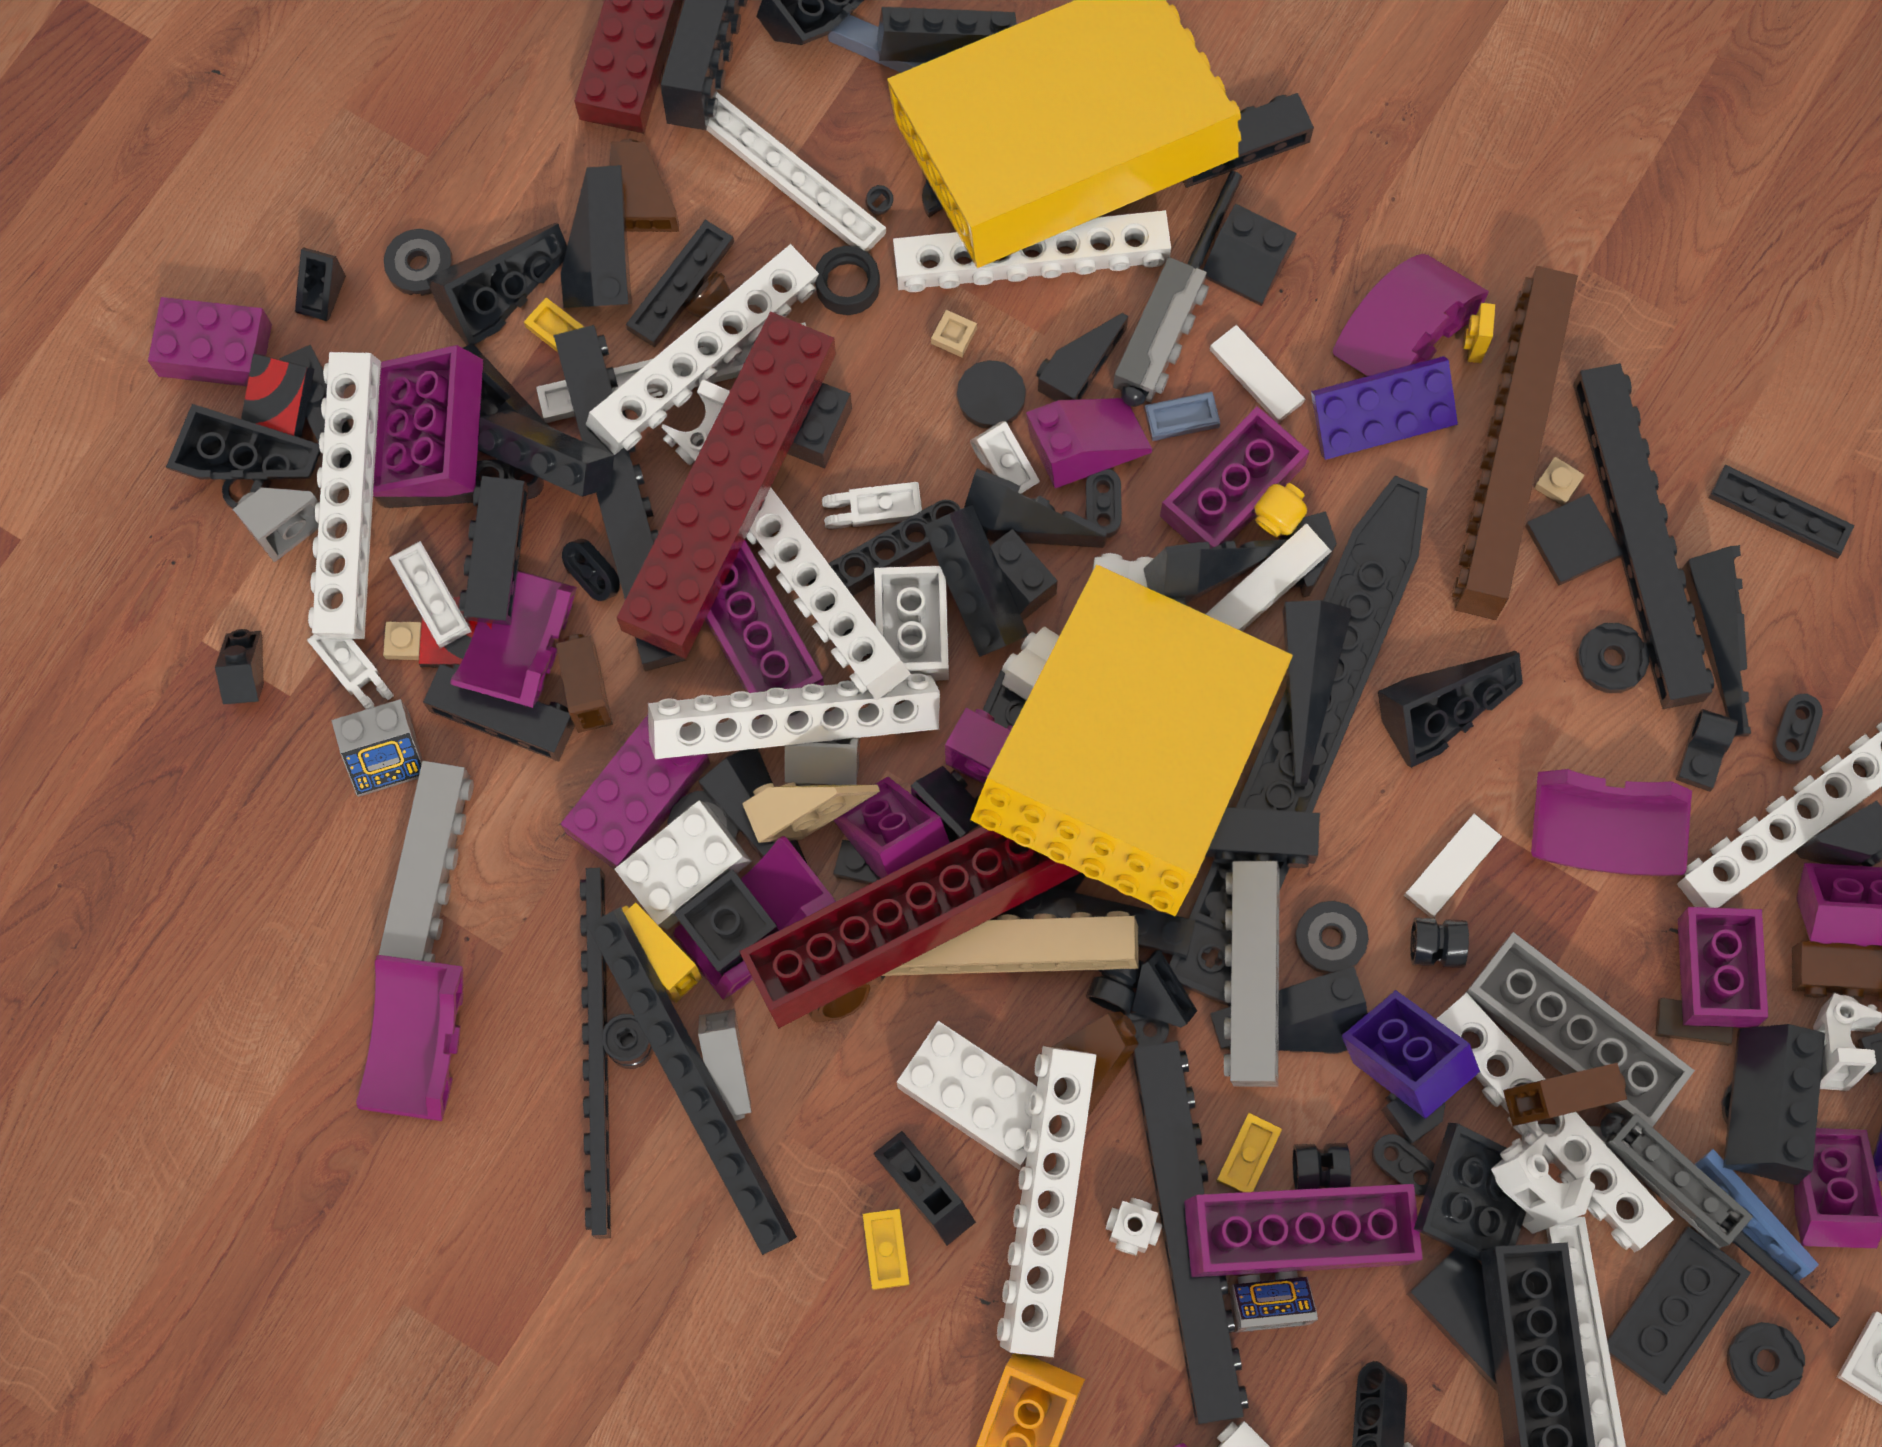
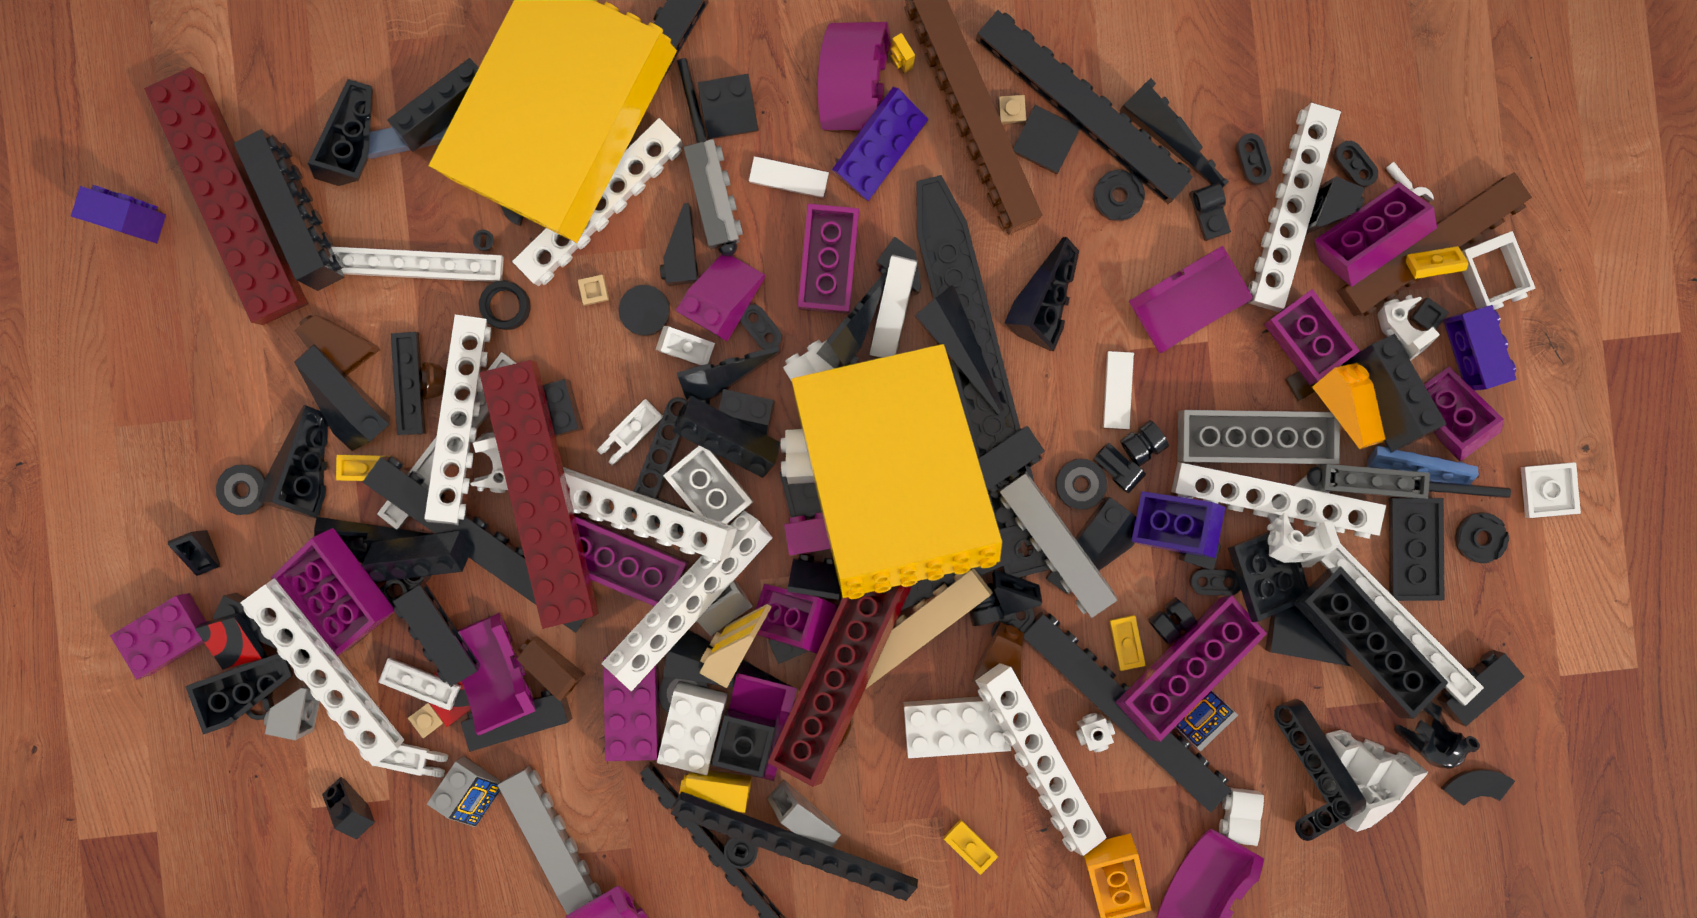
camera: 40 degrees left, 15 degrees up
(590, 569) = (498, 597): black plate -> none
(925, 1188) = (966, 798): black slope -> none
(1182, 416) = (765, 237): sand blue tile -> none
(1280, 509) = (870, 258): yellow head -> none
(1391, 960) = (1123, 471): none -> black piece
(1565, 1094) = (1282, 484): reddish brown slope -> none
(1719, 1071) = (1353, 403): none -> light orange slope
(1781, 511) = (1151, 29): black tile -> none

